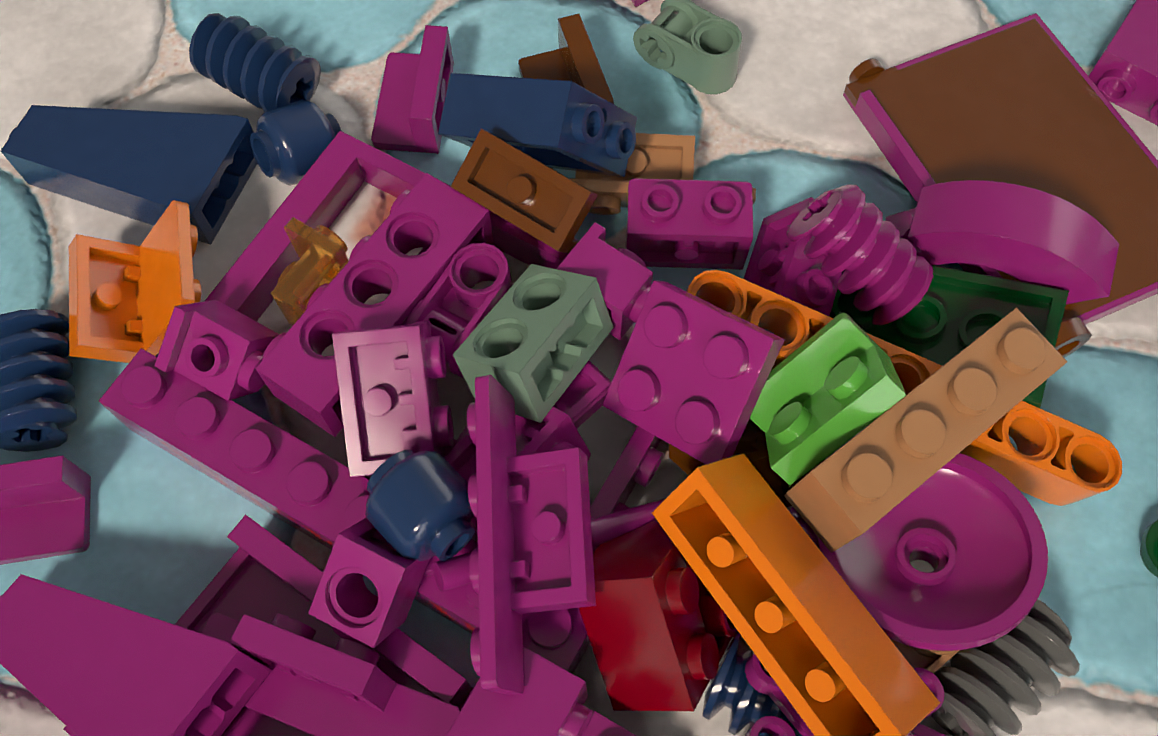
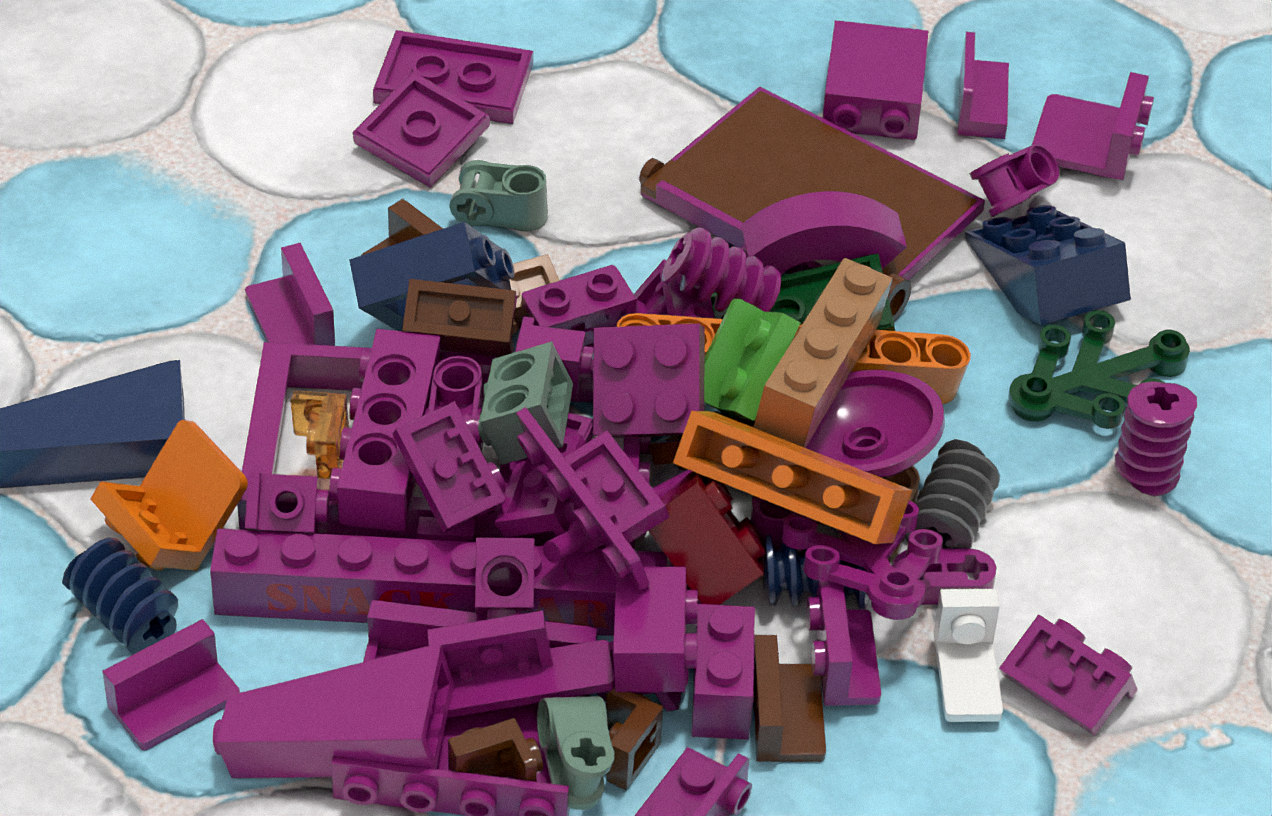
camera: 30 degrees left, 20 degrees down
(252, 62) = (147, 329): dark blue piece -> none
(292, 139) = (221, 370): dark blue head -> none
(420, 505) = (517, 509): dark blue head -> none

